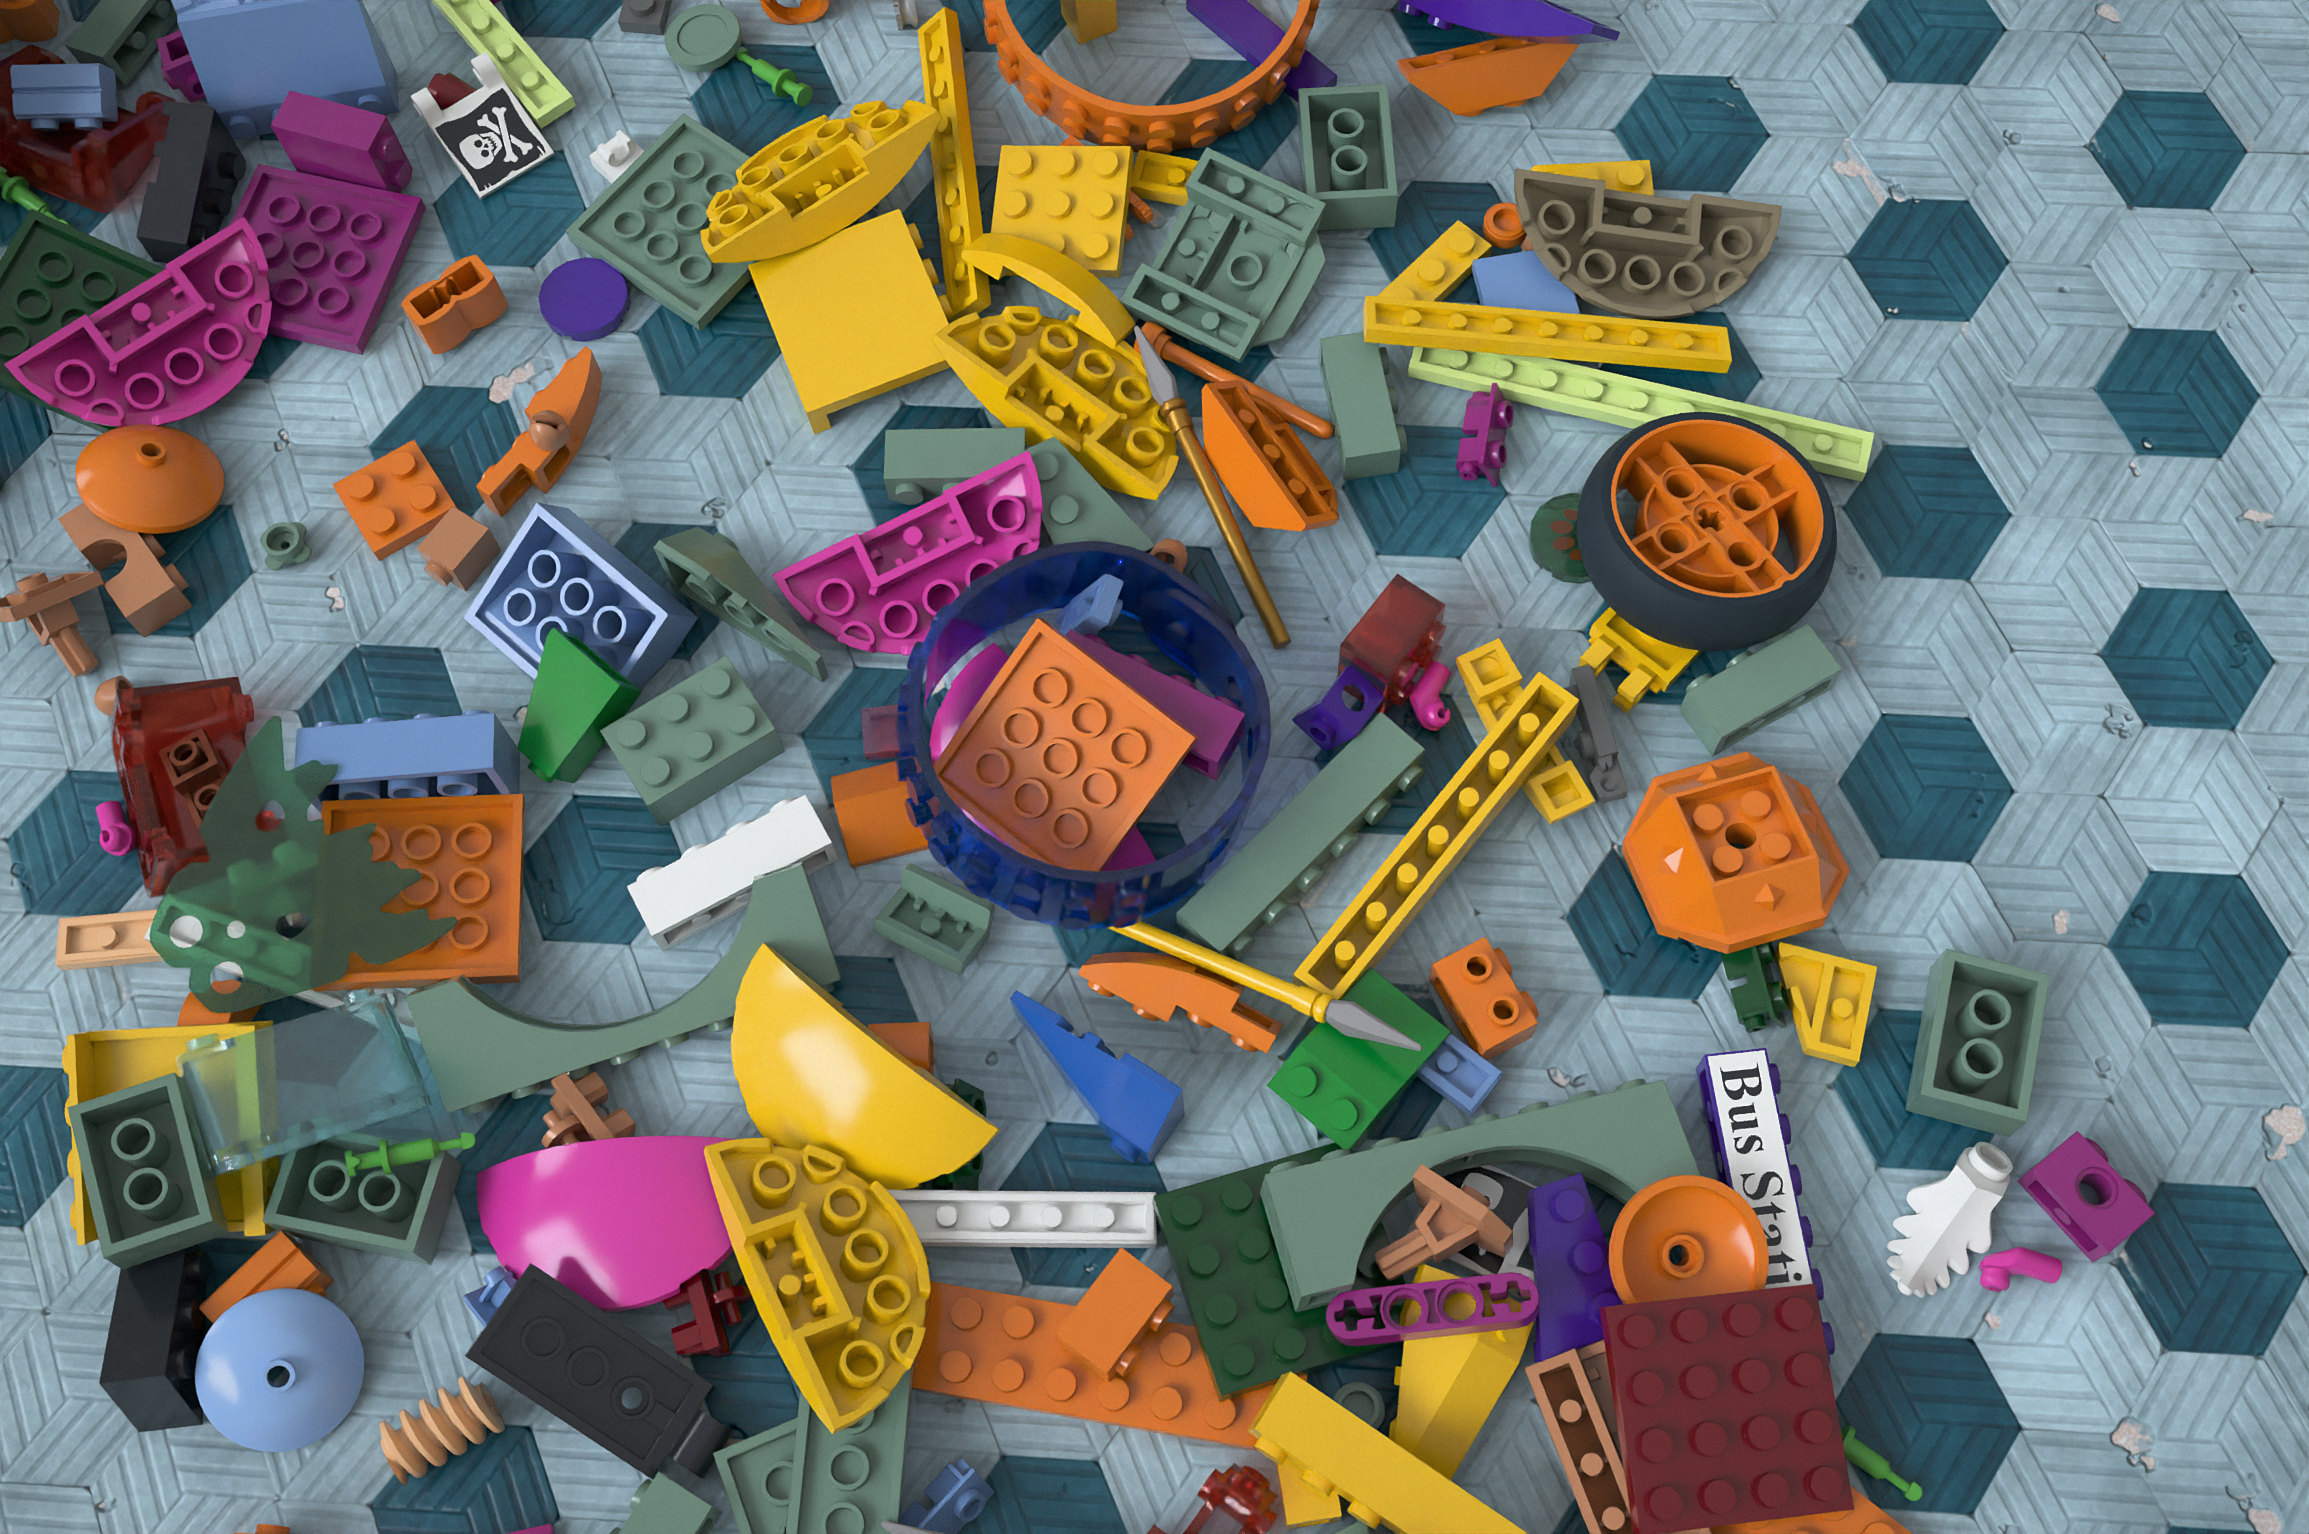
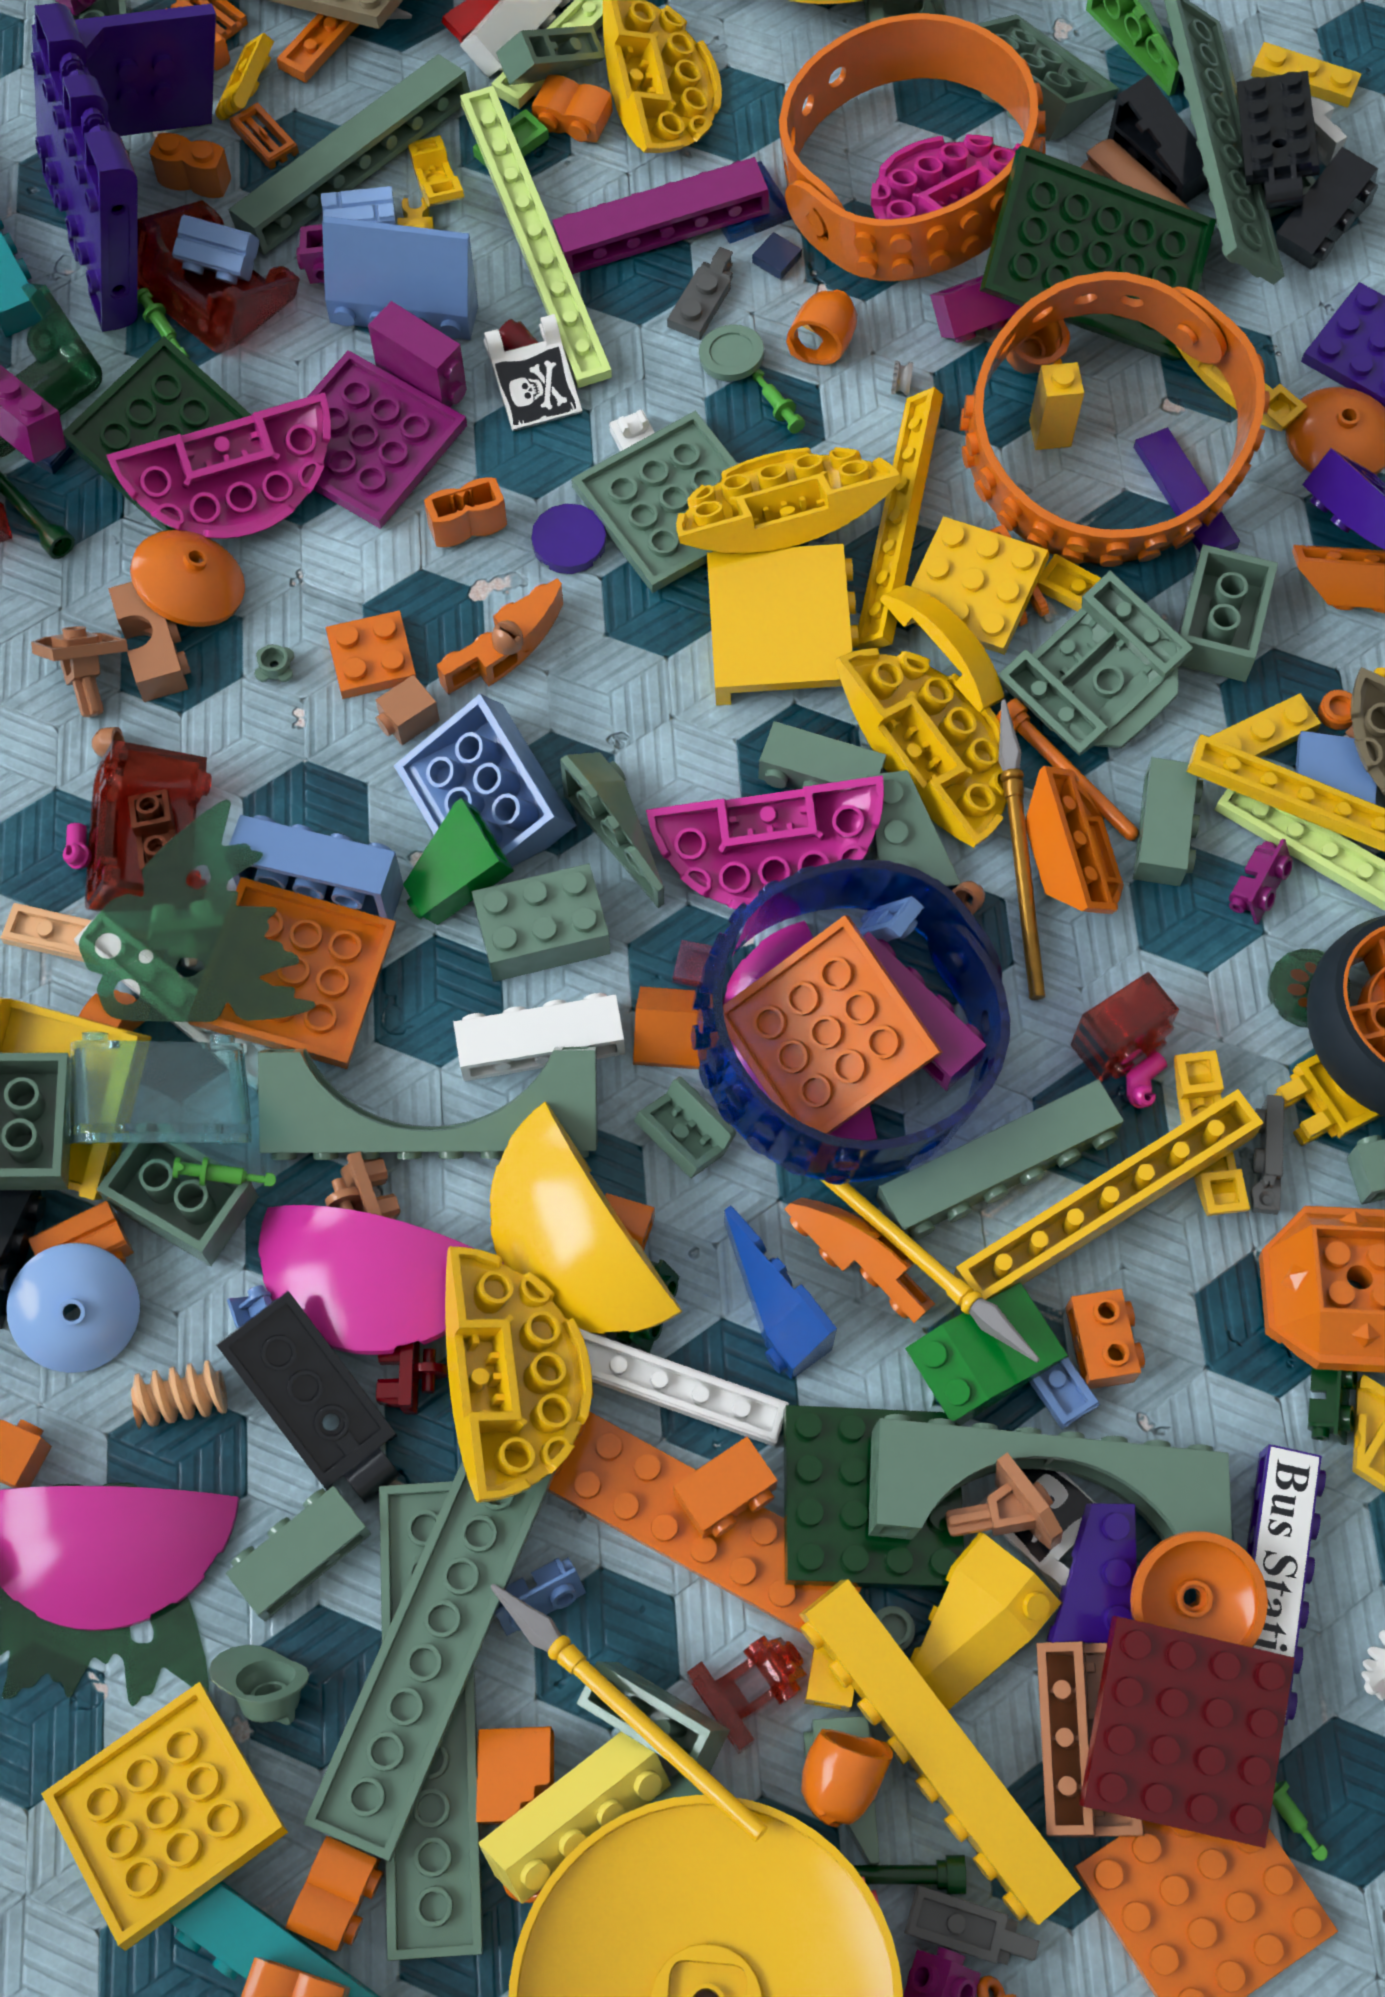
camera: 15 degrees right, 0 degrees up
(192, 184) = (293, 351): black wedge -> none
(1329, 719) = (1054, 1072): dark purple bracket -> none
(1433, 1318) = (980, 1563): magenta beam -> none

